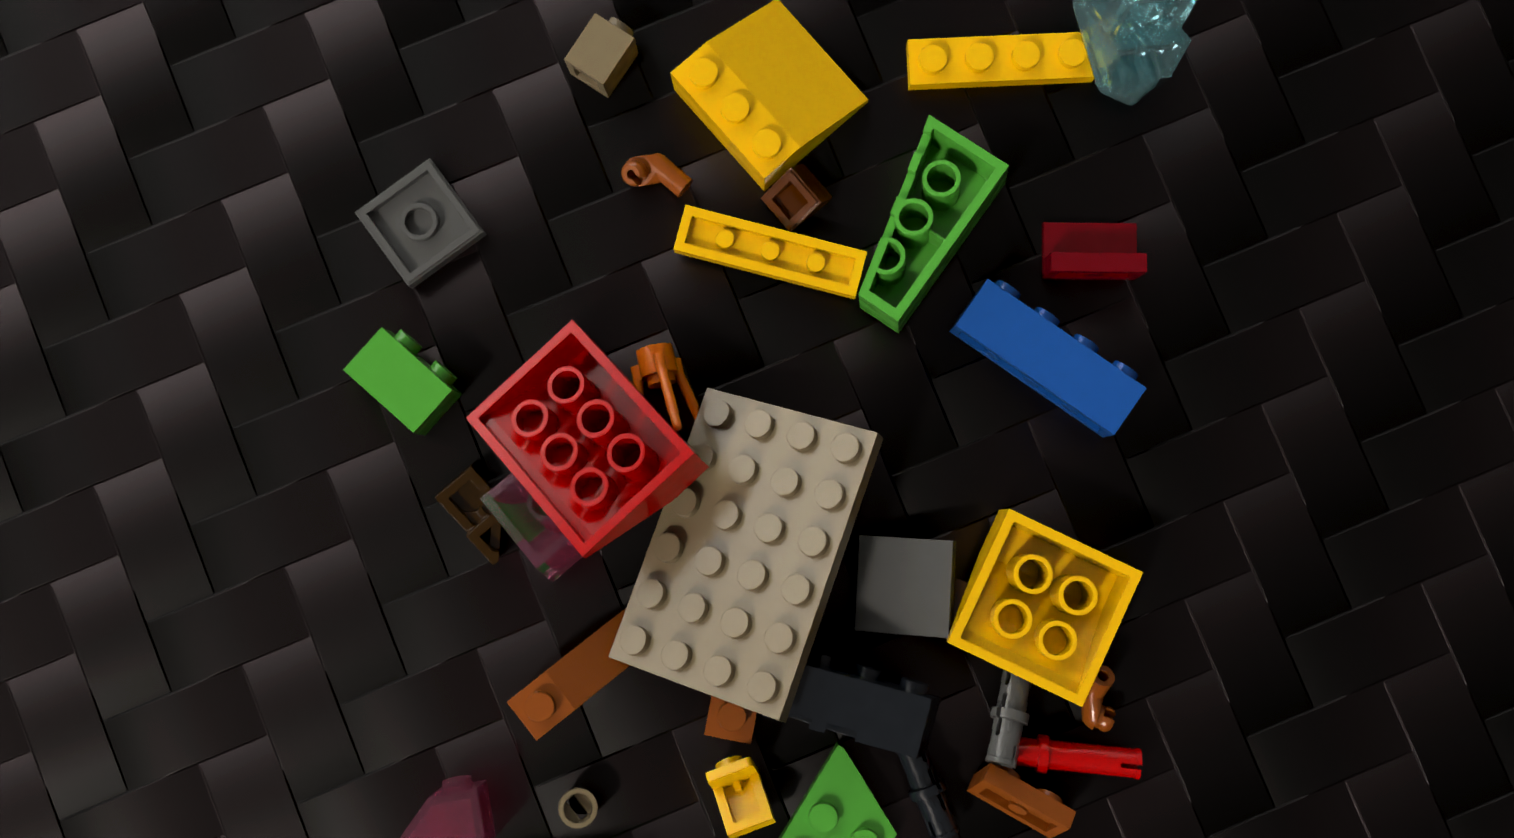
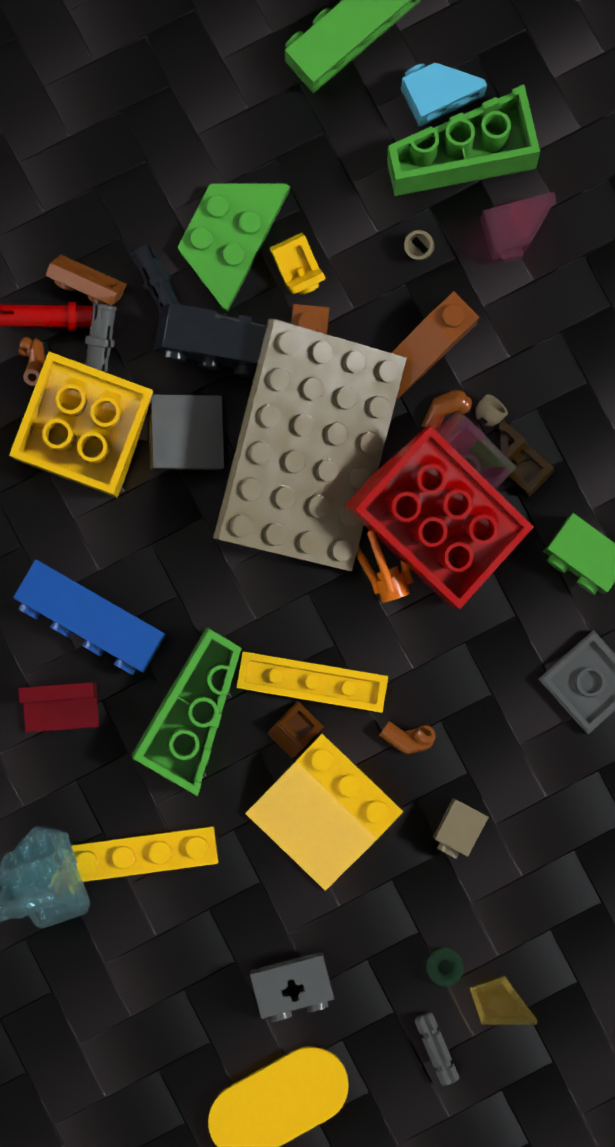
camera: 165 degrees right, 0 degrees up
(507, 580) = (491, 410): none -> dark tan hinge
(567, 591) = (444, 405): none -> dark orange arm

